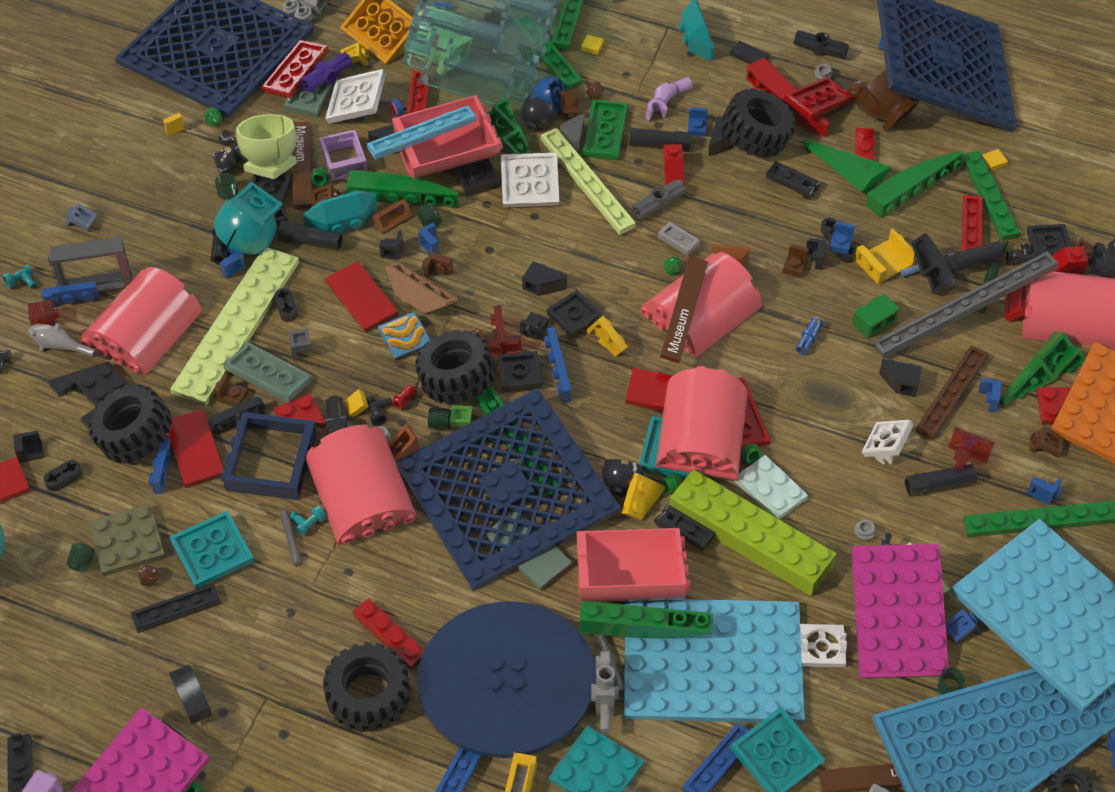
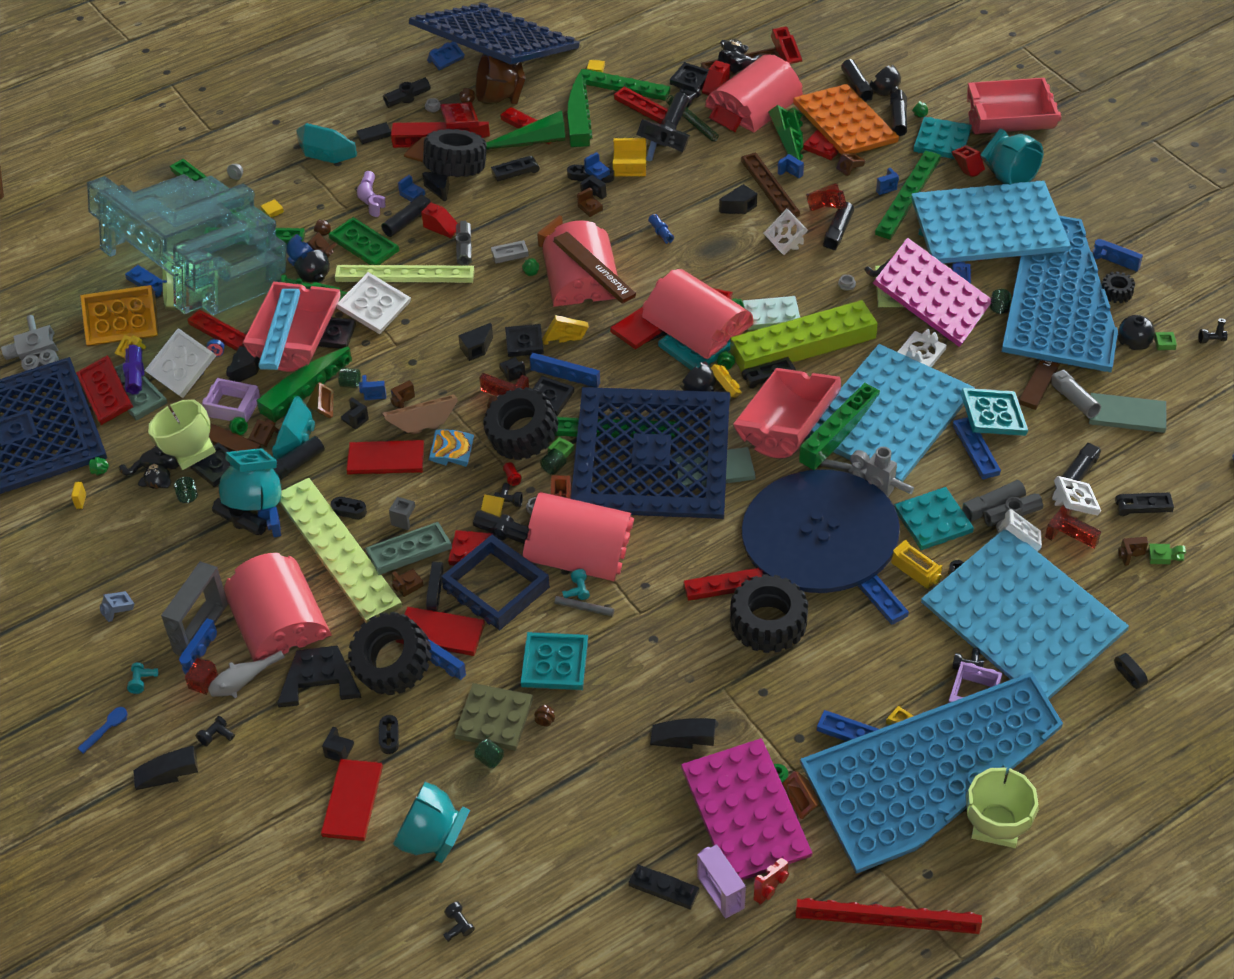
camera: 55 degrees left, 5 degrees down
(175, 608) = (590, 712): black tile -> none
(573, 131) = (352, 256): dark grey slope -> none
(875, 316) = (675, 187): green brick -> none
(965, 304) = (715, 136): dark grey plate -> none

